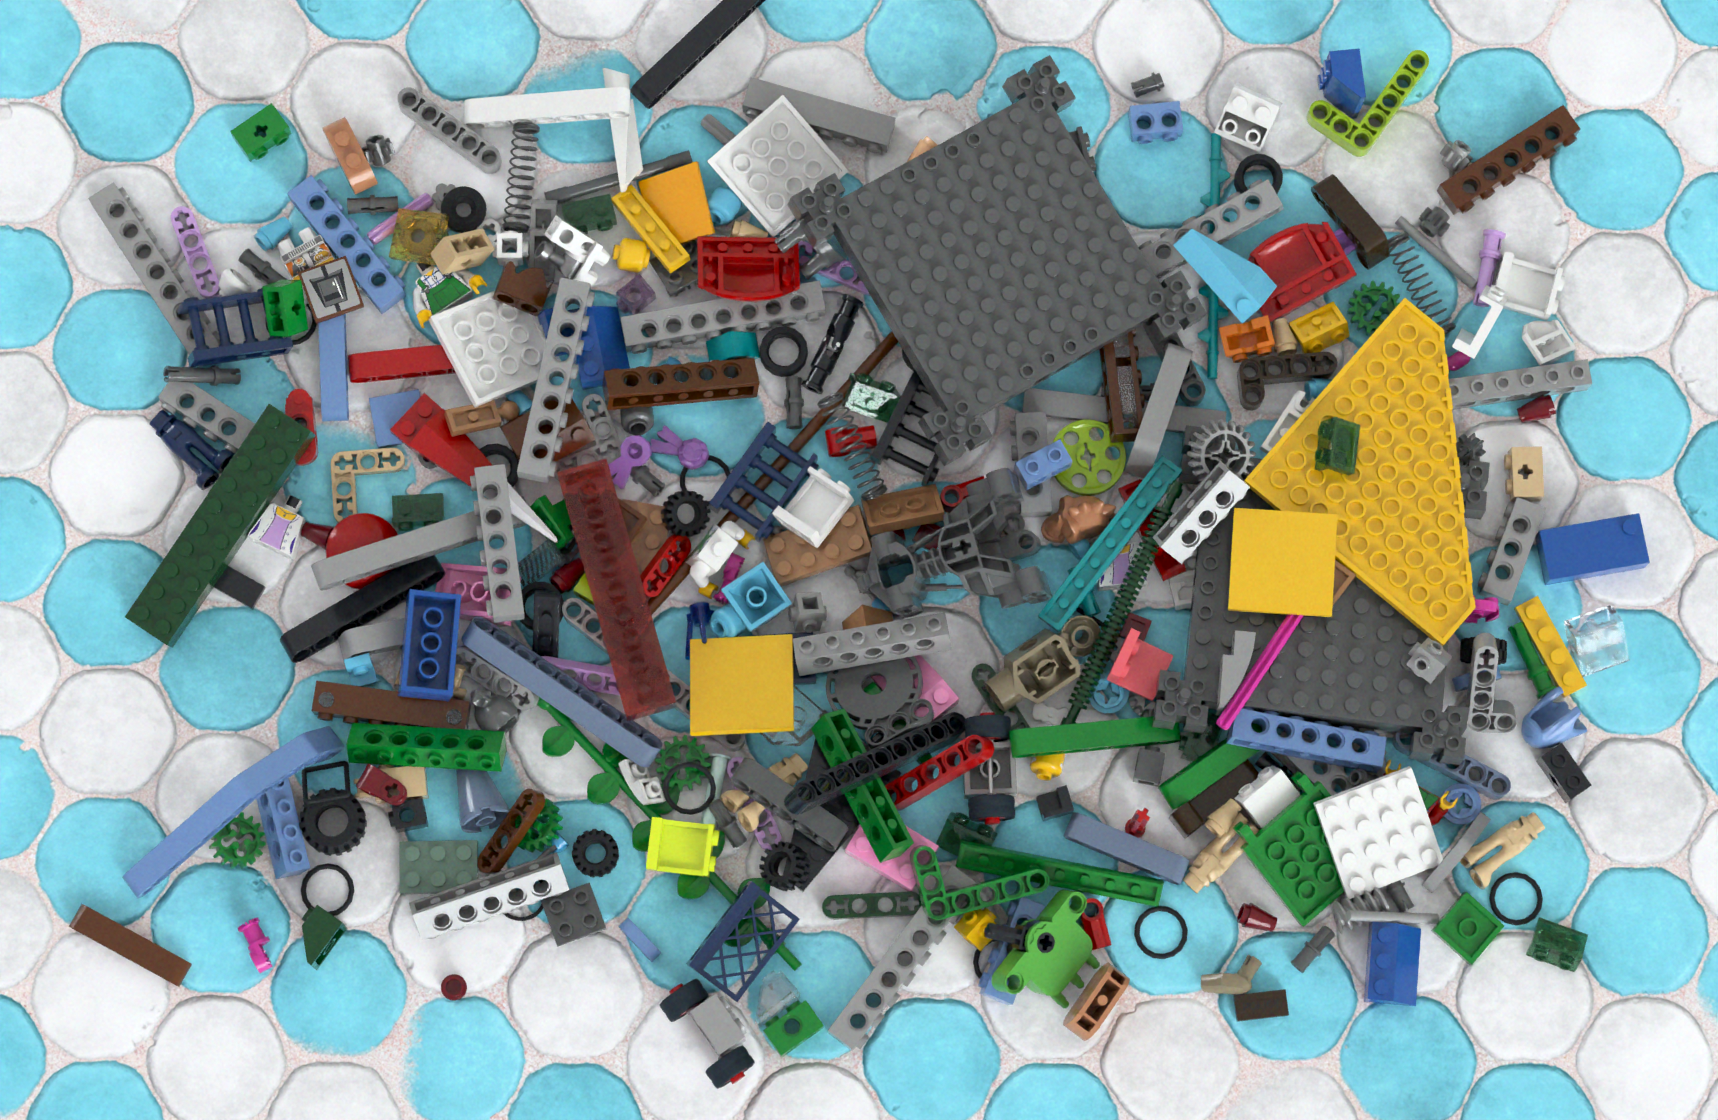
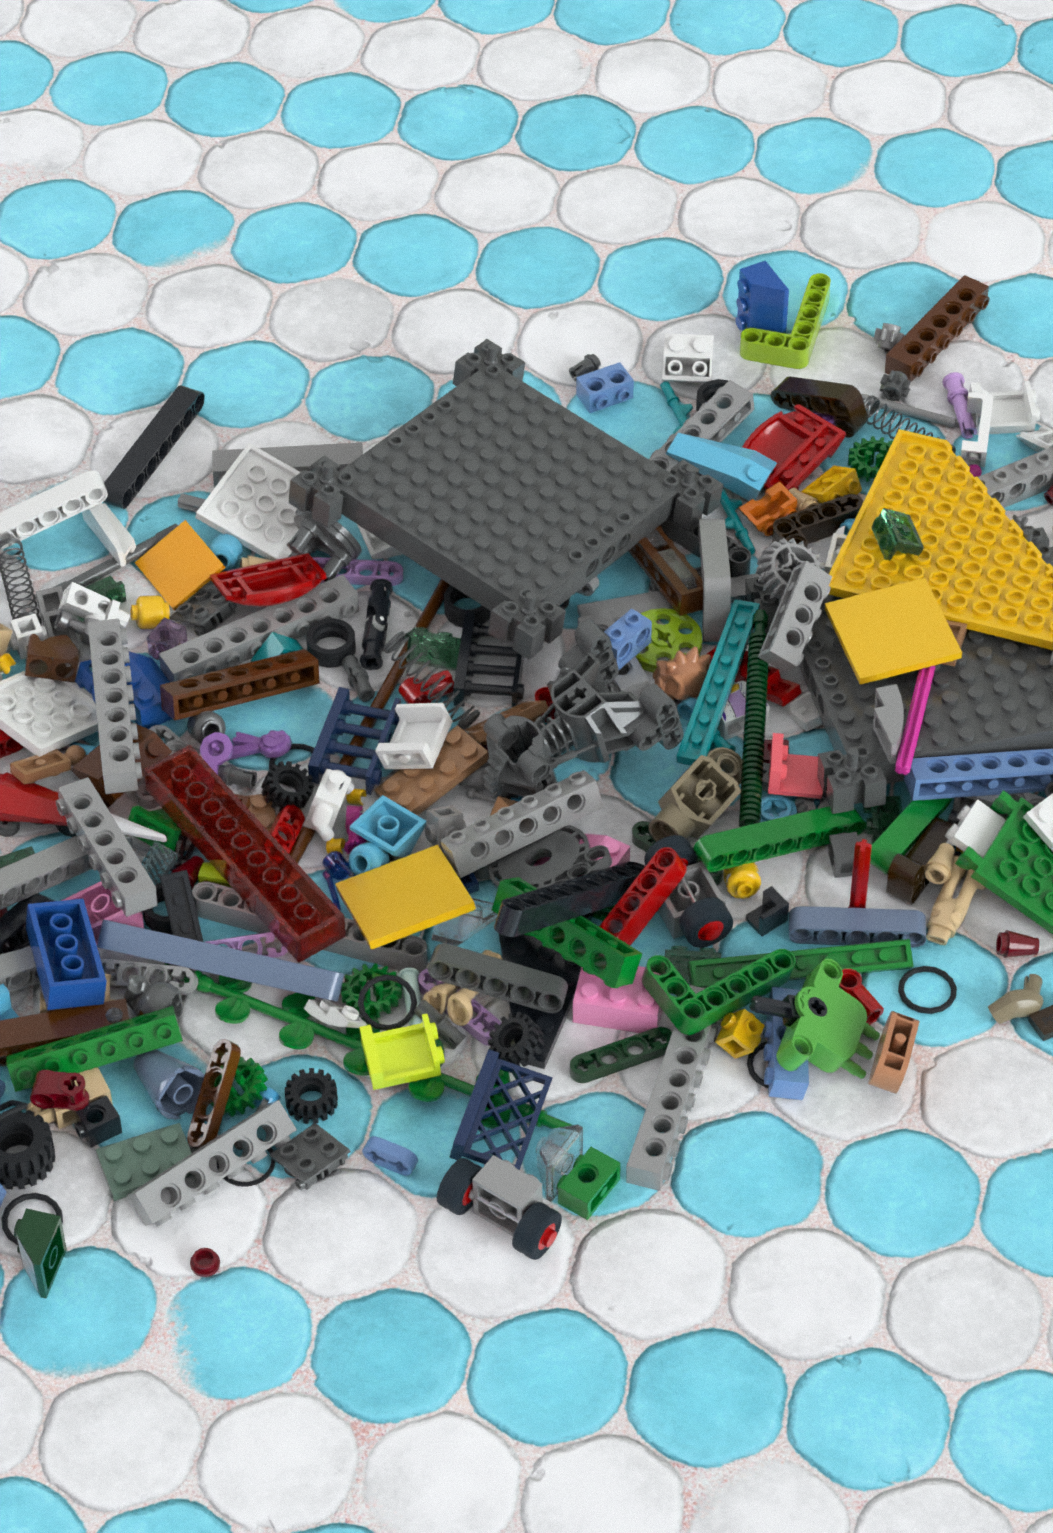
camera: 15 degrees left, 30 degrees down
(651, 229) = (162, 584): yellow plate -> none

